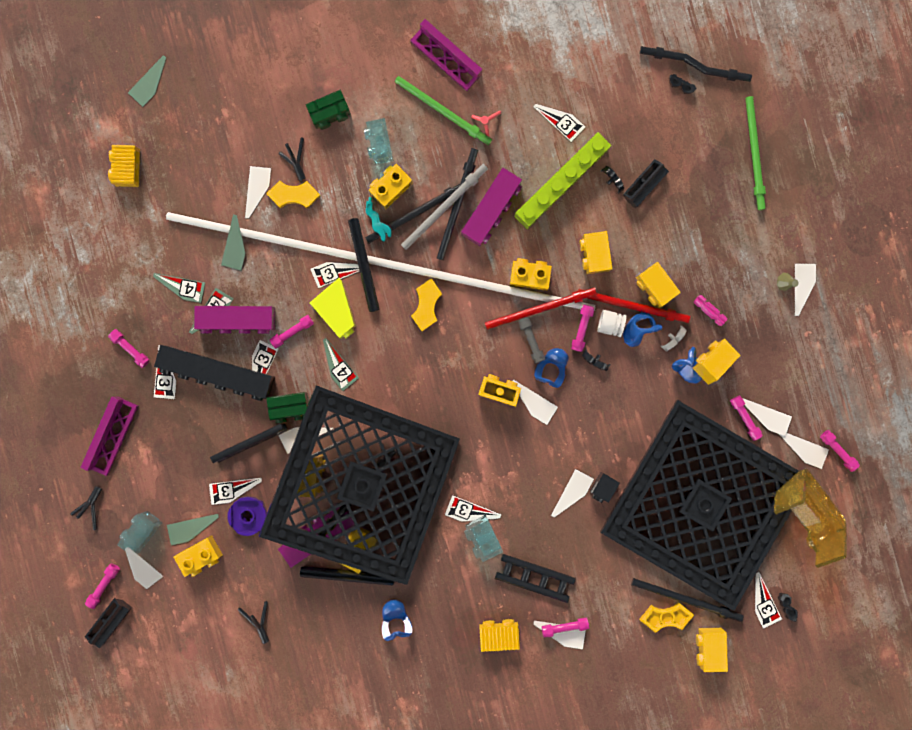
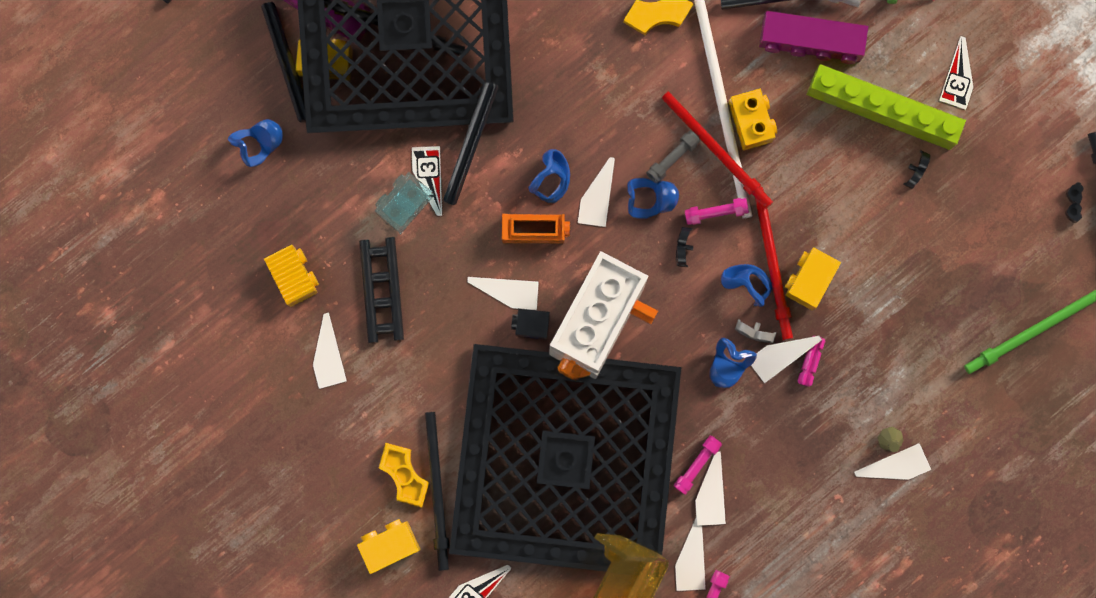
camera: 70 degrees right, 5 degrees down
(462, 474) = (470, 143): none -> black axle
(500, 391) = (593, 142): yellow brick -> none
(502, 422) = (556, 164): none -> blue piece
(547, 438) = (562, 229): none -> orange window
(581, 624) = (324, 334): dark pink bar -> none
(596, 252) = (817, 187): yellow brick -> none
(611, 323) = (738, 243): white piece -> none
(627, 443) = (599, 317): none -> white piece
(645, 183) = (930, 211): black piece -> none
(697, 332) = (778, 356): none -> white sticker
(716, 361) = (751, 392): yellow brick -> none

